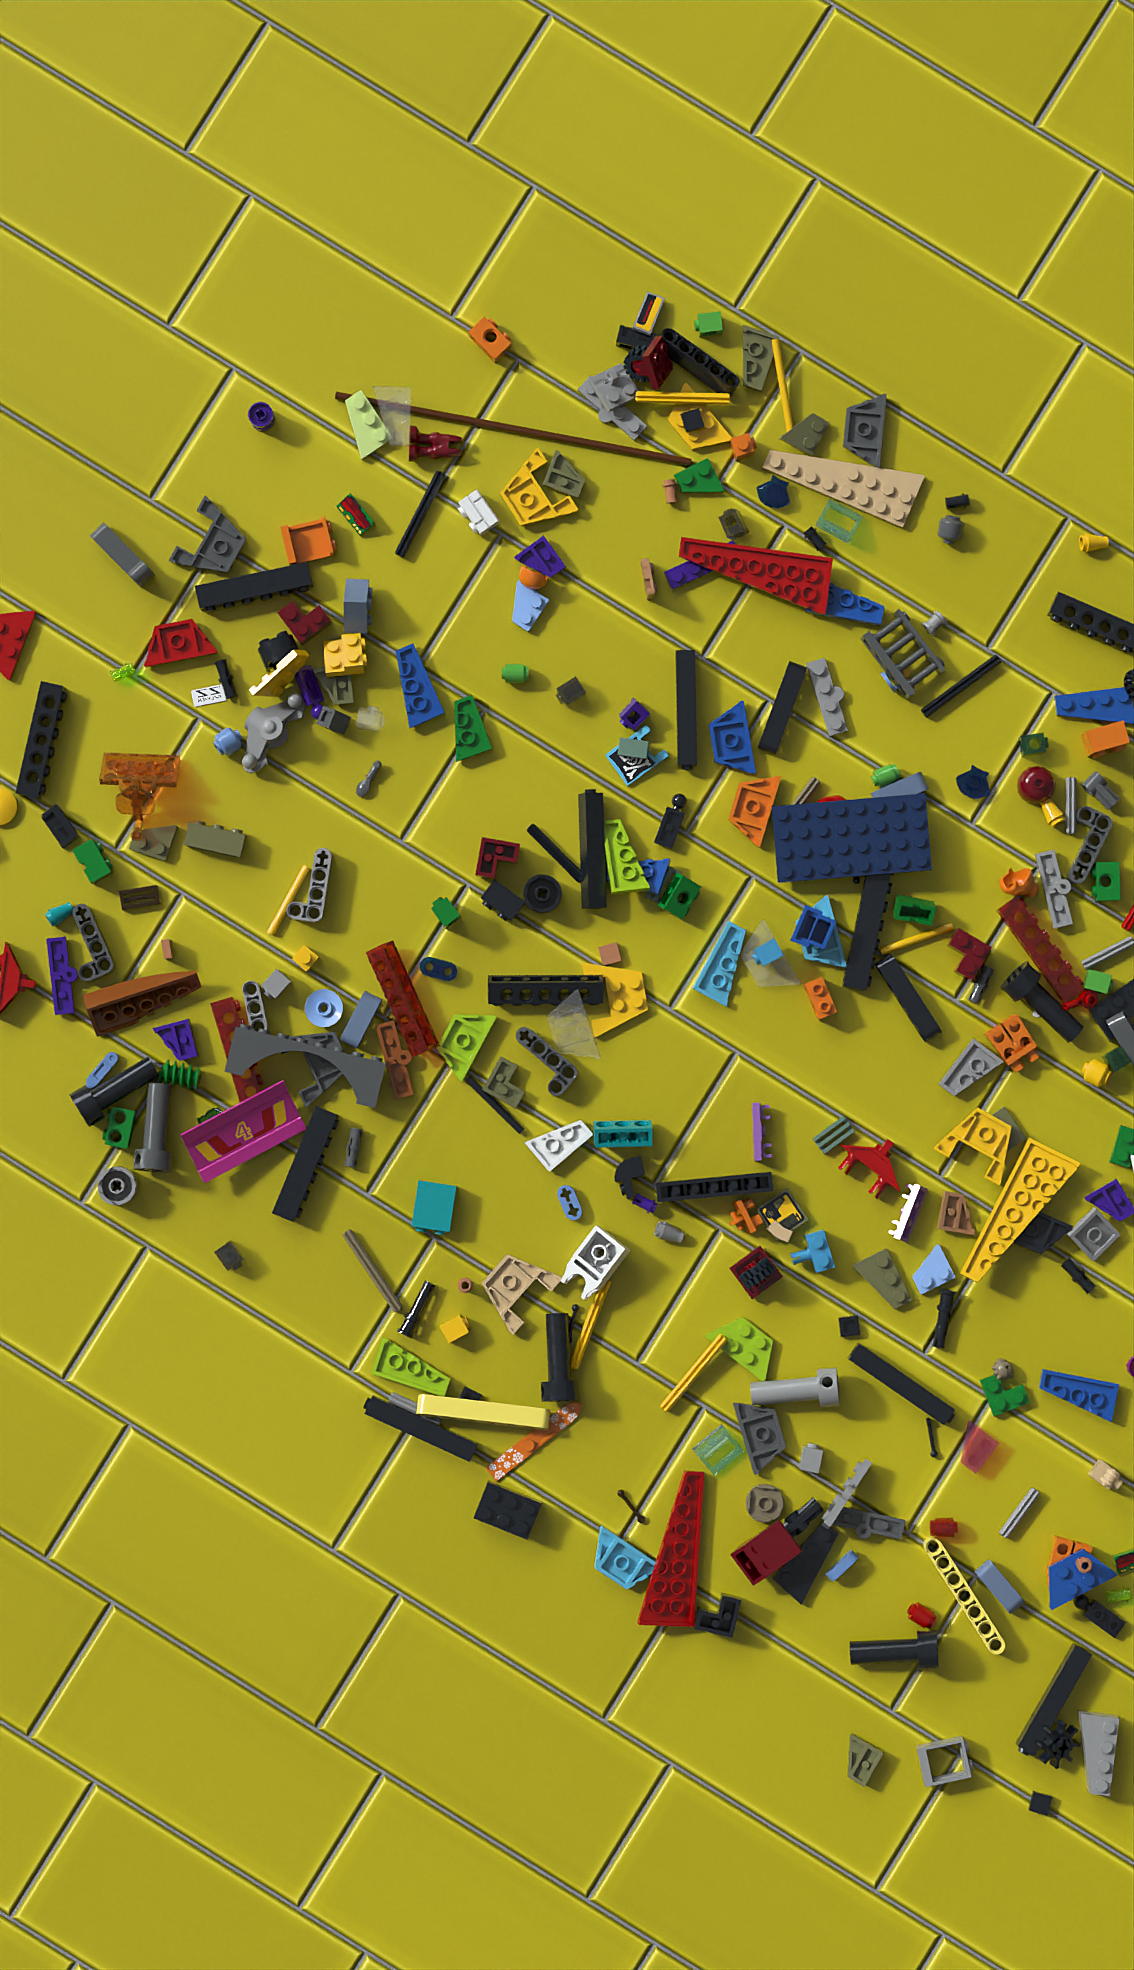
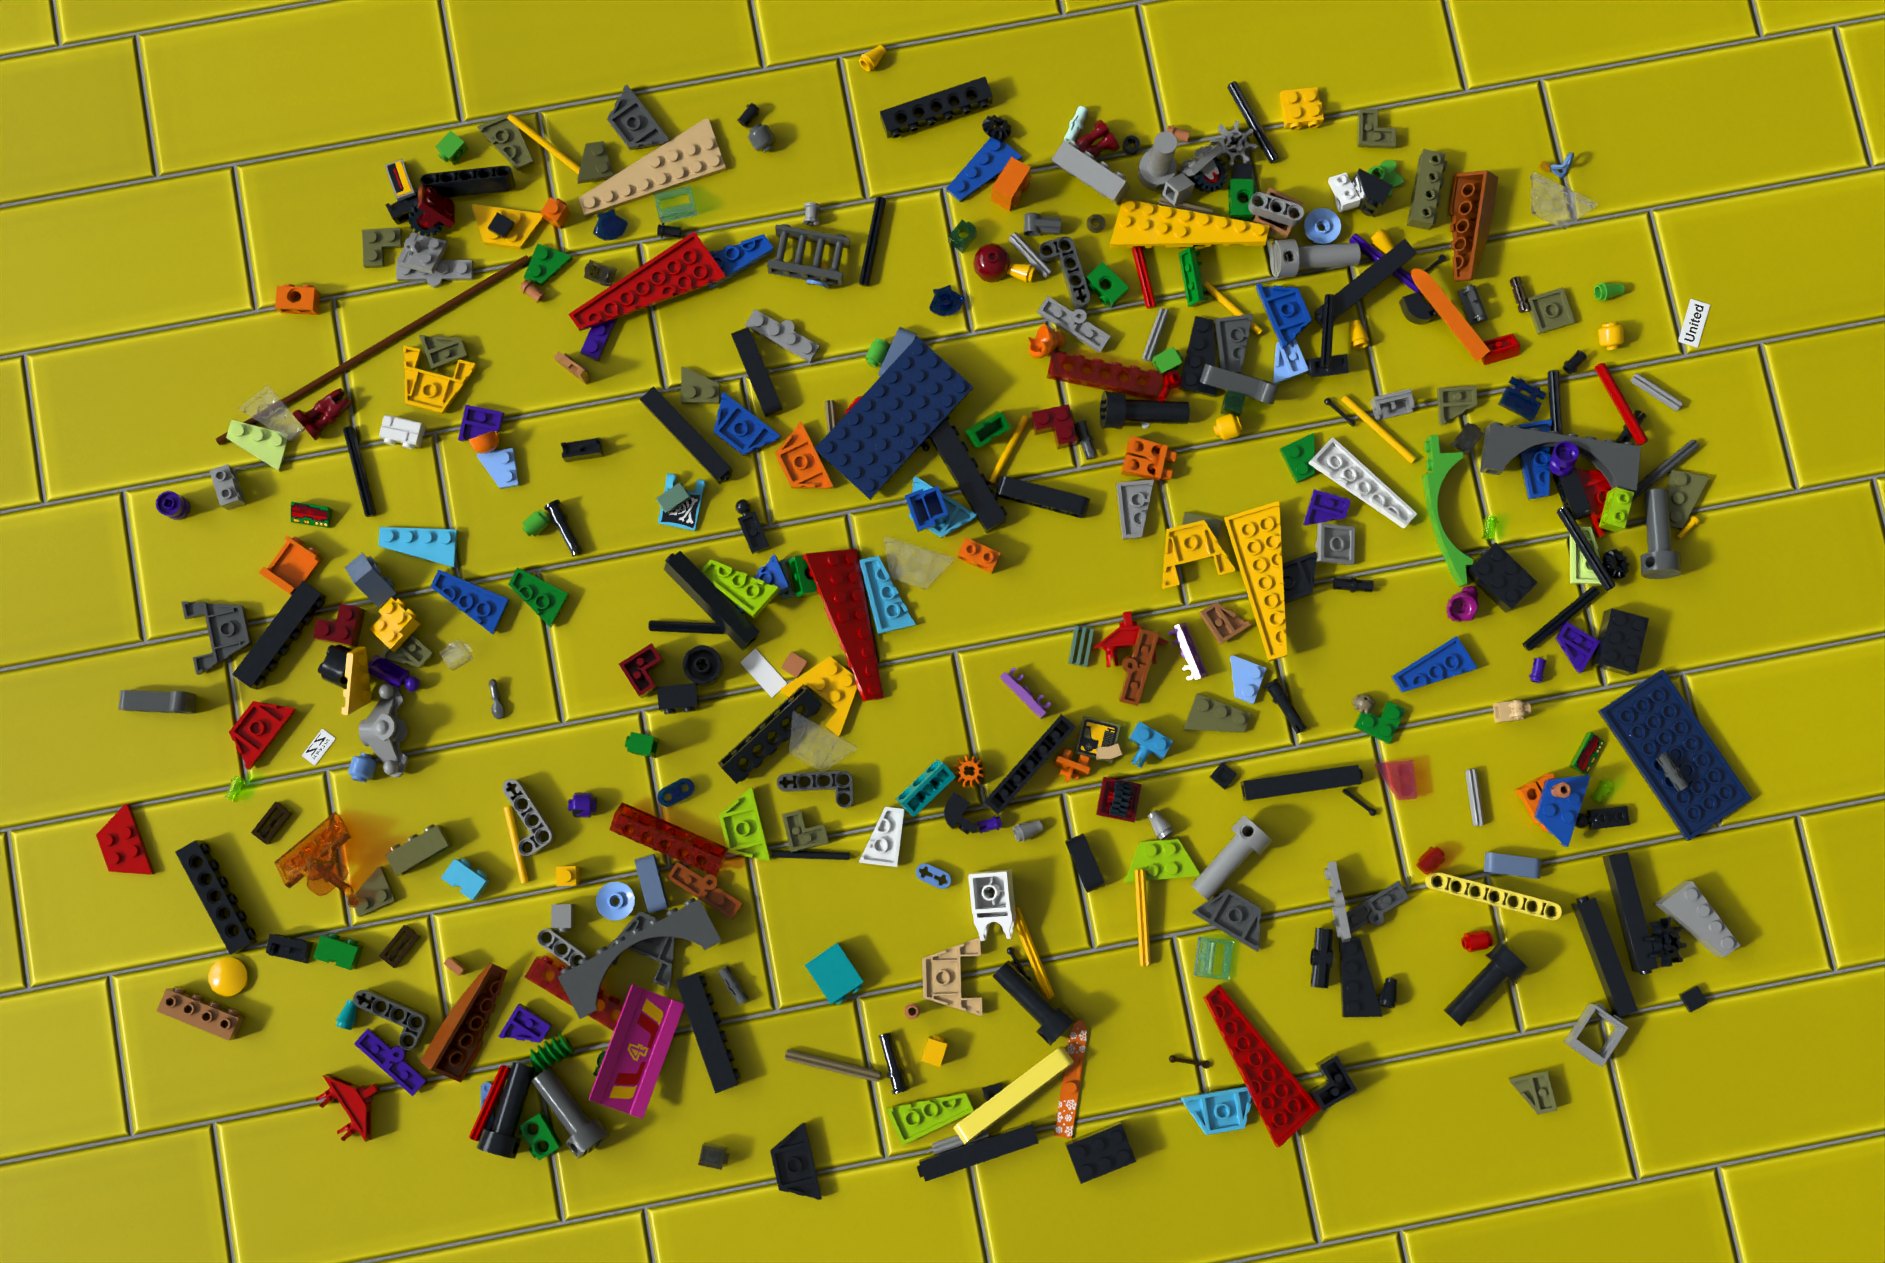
camera: 45 degrees left, 5 degrees down
(105, 1070) = (490, 1102): none -> red axle
(119, 1196) = (570, 1191): light grey brick -> none
(123, 714) = (268, 839): none -> dark brown tile
(226, 679) = (319, 722): black pin -> none
(232, 896) = (470, 880): none -> medium azure brick
(282, 1315) = (795, 1164): none -> black wing
(313, 438) = (227, 487): none -> light grey brick
(333, 720) = (428, 679): dark grey brick -> none
(362, 916) = (582, 805): none -> dark purple head
(420, 613) = (428, 544): none -> medium azure wing
(535, 686) = (560, 519): none -> black pin
(570, 692) = (589, 500): clear smoke brick -> none
(581, 938) = (763, 673): none -> white sticker
(588, 345) = (376, 241): none -> olive plate
(599, 648) = (582, 450): none -> black hinge
(641, 714) = (656, 469): dark purple brick -> none
(661, 1155) = (969, 764): none -> orange gear
(682, 398) = (478, 216): yellow axle -> none
(688, 1295) = (1085, 863): none -> black beam
(694, 933) = (843, 594): none -> red wing
(727, 680) = (698, 389): none -> olive wing
(764, 1503) = (1284, 965): dark tan tile -> none
(766, 1552) = (1321, 1002): dark red slope -> none
(767, 953) = (909, 556): dark azure brick -> none
(768, 1321) = (1160, 825): none -> light grey cone
(810, 1458) = (1287, 900): light grey brick -> none
(820, 1593) = (1388, 995): none -> black cone
(842, 1565) = (1384, 958): medium blue beam -> none
(860, 1189) = (1138, 666): none -> dark orange hinge
(1004, 1712) = (1604, 956): none -> black brick

